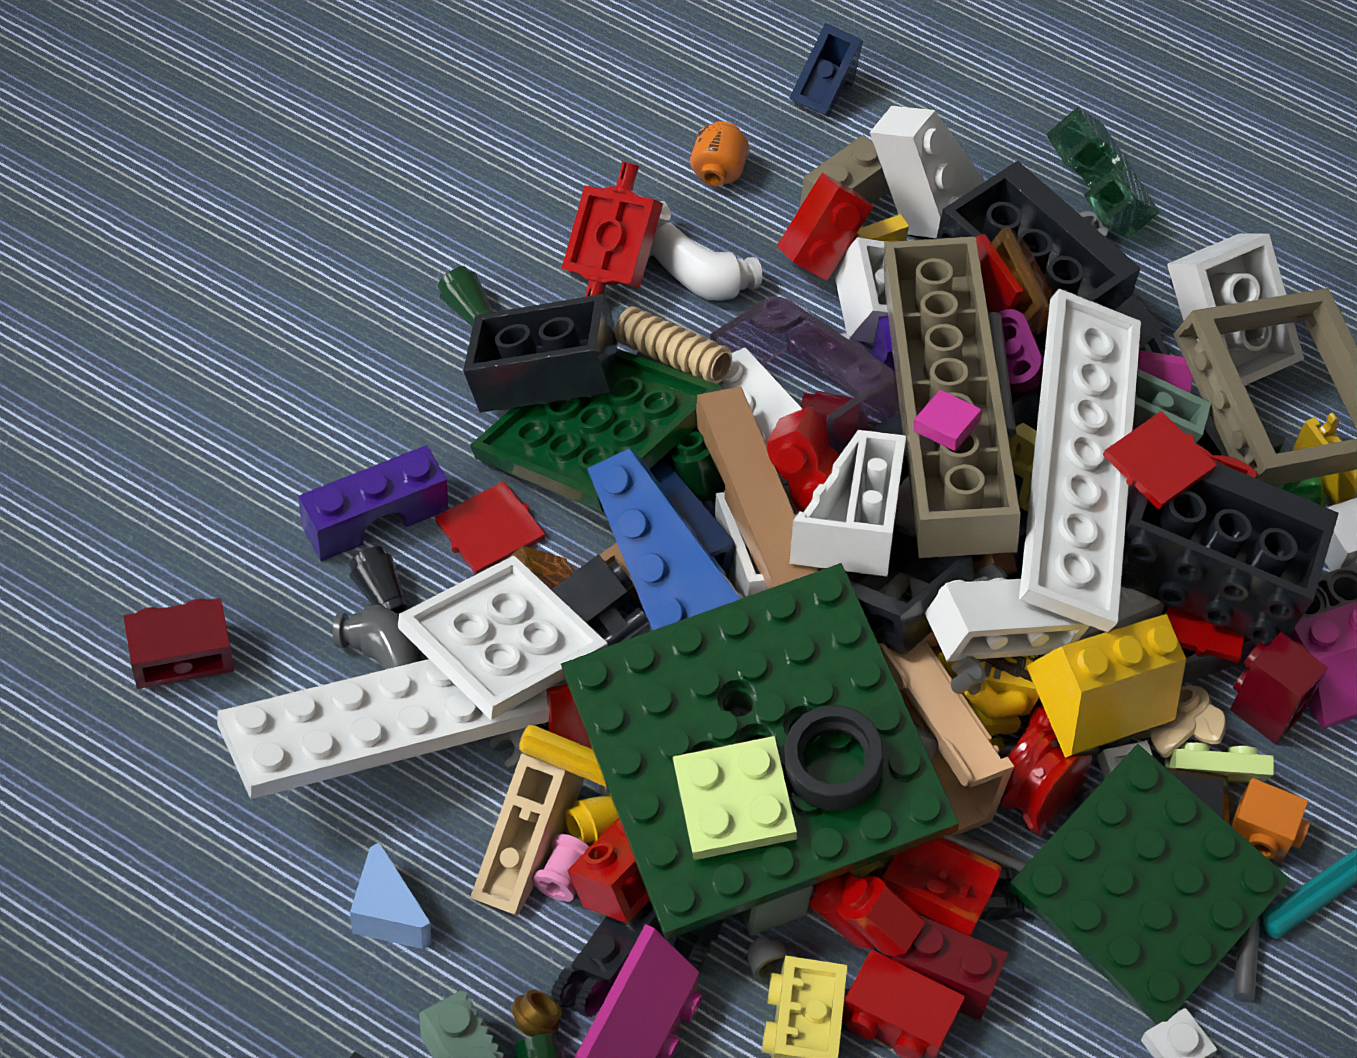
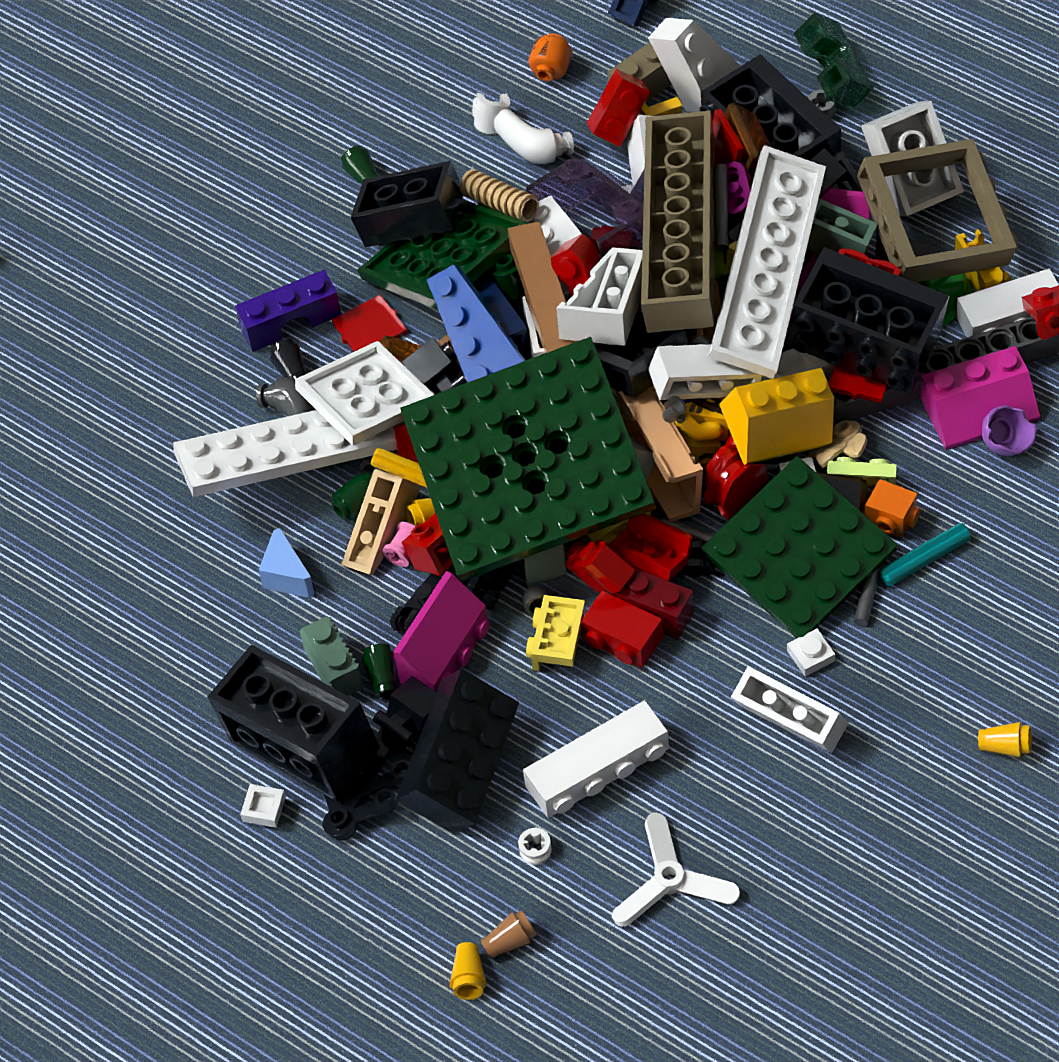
camera: 15 degrees right, 0 degrees up
(178, 642) = (153, 405): dark red brick -> none
(484, 791) = (349, 498): none -> dark green brick
(536, 1013) = (379, 632): pearl gold plate -> none
(612, 234) = (465, 119): red plate -> none
(734, 798) = (506, 488): yellowish green plate -> none
(834, 720) = (562, 439): black tyre -> none
(947, 420) = (667, 237): dark pink tile -> none
(1159, 460) = (820, 261): red piece -> none
(1277, 686) = (907, 419): dark red brick -> none

